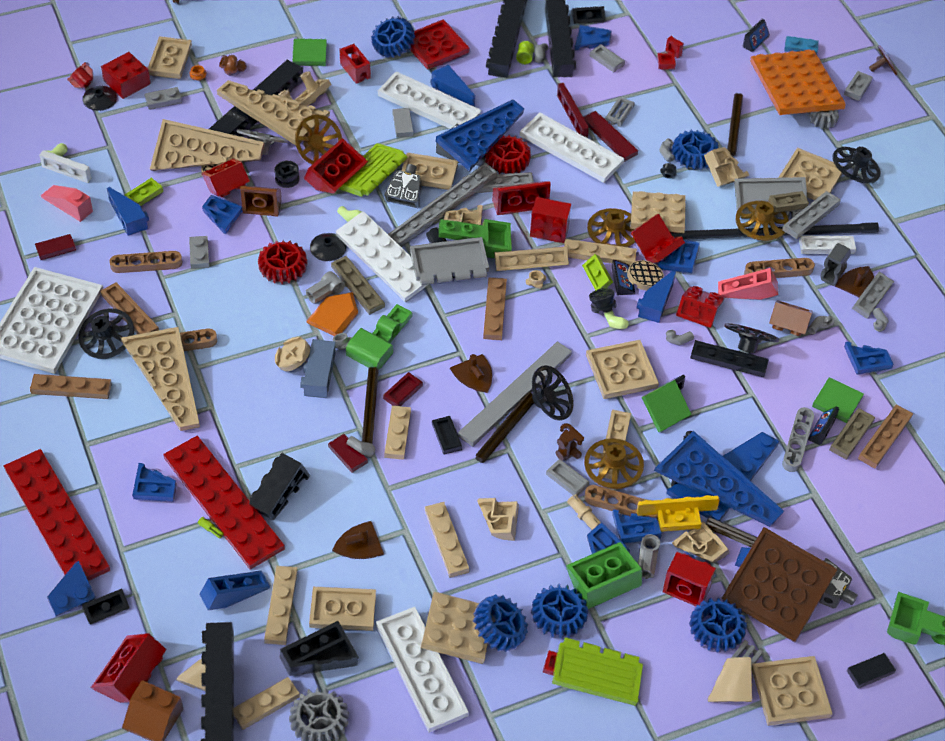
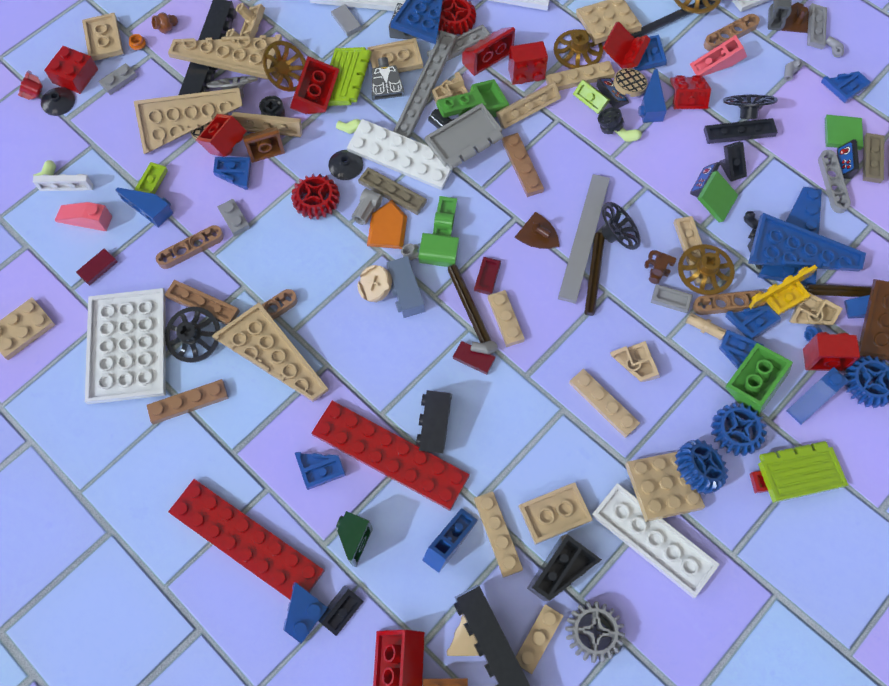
camera: 20 degrees left, 15 degrees up
(150, 547) = (354, 534): none -> dark green slope
(207, 525) = (390, 485): lime pin -> none
(263, 178) = (257, 123): none -> tan plate
(359, 542) = (531, 440): reddish brown shield -> none
(446, 435) = (548, 302): black tile -> none
(536, 279) = (542, 118): tan plate -> none
(622, 369) = (660, 177): tan plate -> none
(648, 557) = (780, 345): light grey piece -> none
(657, 614) = (817, 395): none -> slope
(679, 339) = (688, 130): light grey arm -> none
(704, 382) = (734, 162): none -> black slope
(790, 318) = (768, 73): slope -> none

